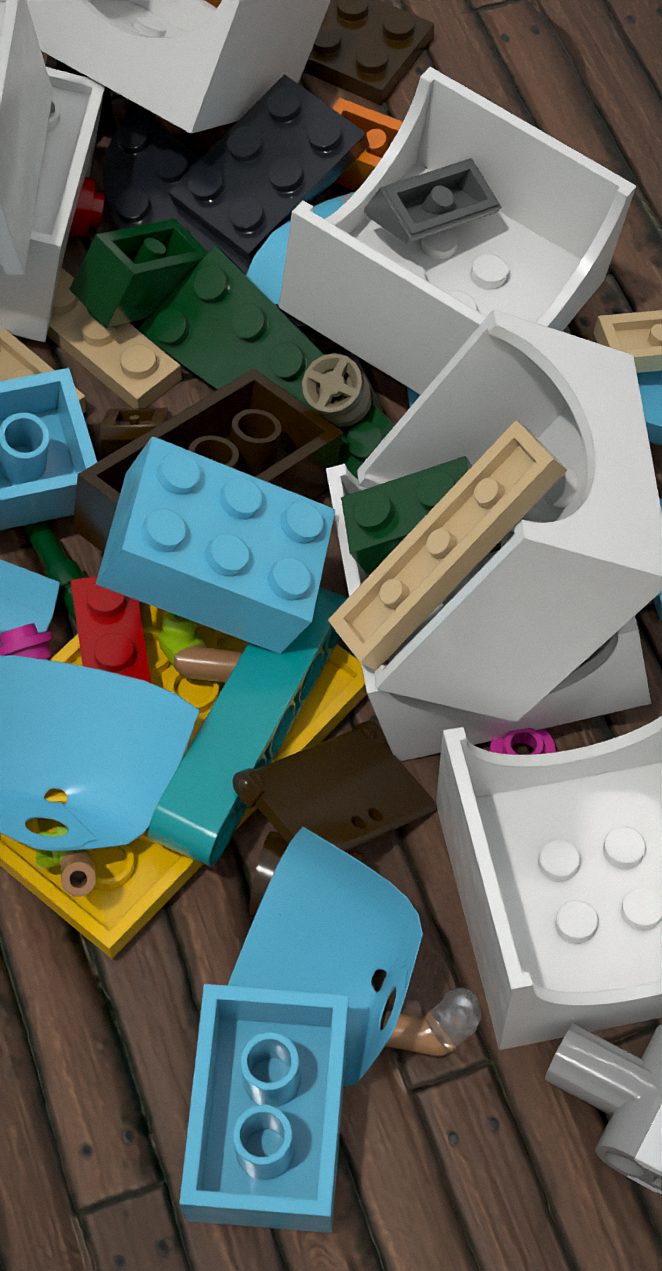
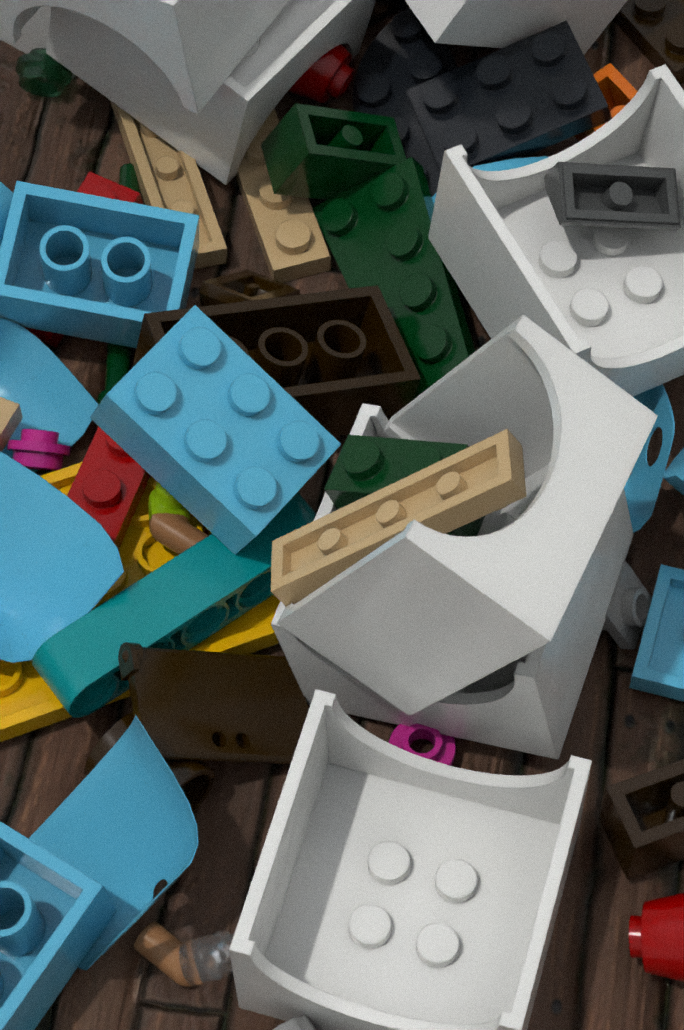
camera: 30 degrees right, 0 degrees up
(328, 379) = (426, 326): dark tan wheel -> none

